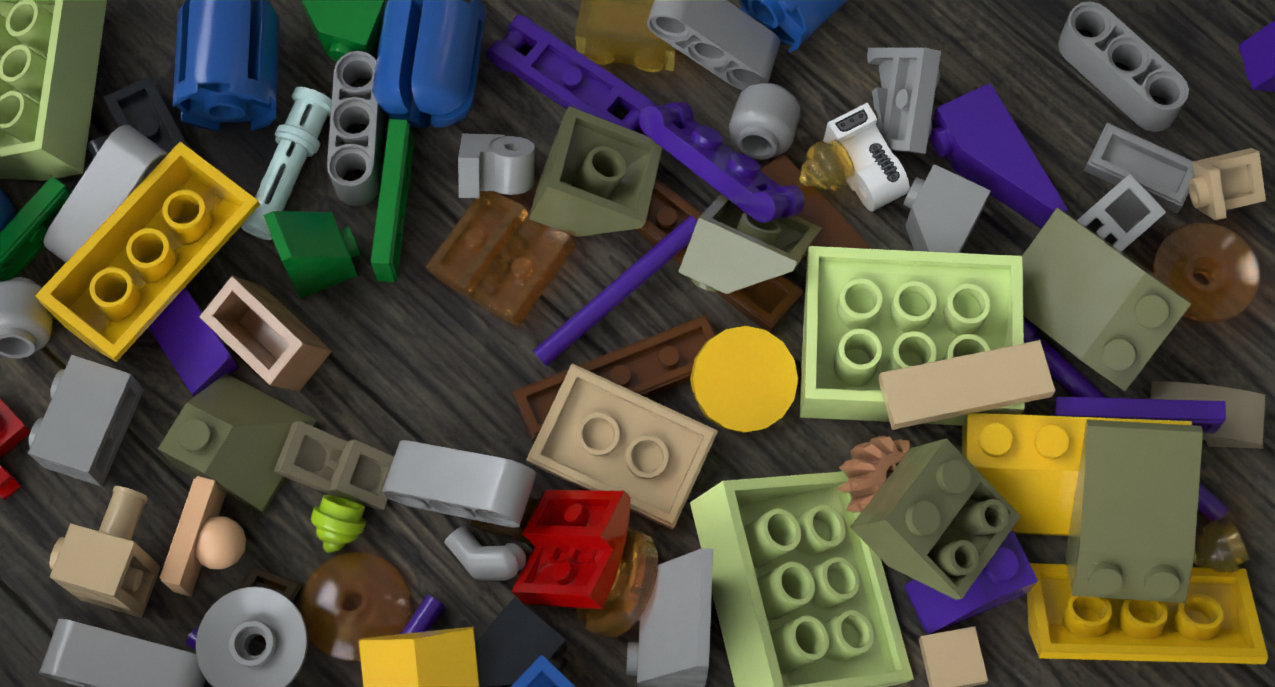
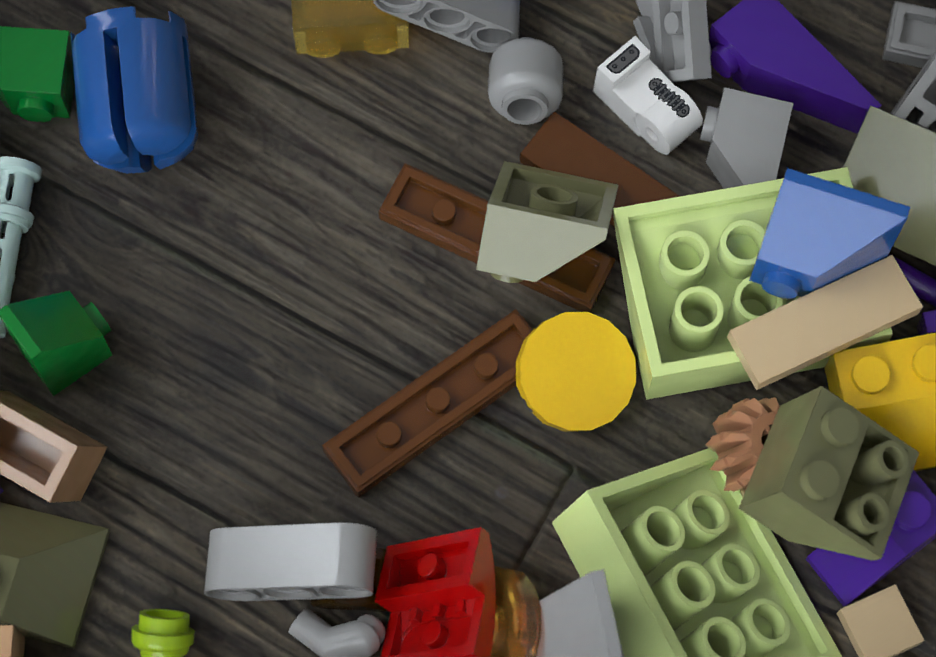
camera: 15 degrees left, 0 degrees up
(334, 465) = (143, 575): dark tan slope -> none
(358, 150) = (74, 215): light grey beam -> none
(393, 201) = (133, 262): green tile -> none
(495, 164) = (239, 195): light grey leg -> none
(500, 257) = (269, 297): clear orange slope -> none
(565, 74) = (301, 83): dark purple plate -> none
(596, 177) = (356, 185): olive slope -> none
(616, 292) = (410, 306): dark purple bar -> none
(622, 442) = (460, 473): tan tile -> none
(719, 165) = (498, 144): dark purple plate -> none
(827, 166) = (607, 115): clear yellow plate -> none
(980, 308) = (822, 235): none -> slope

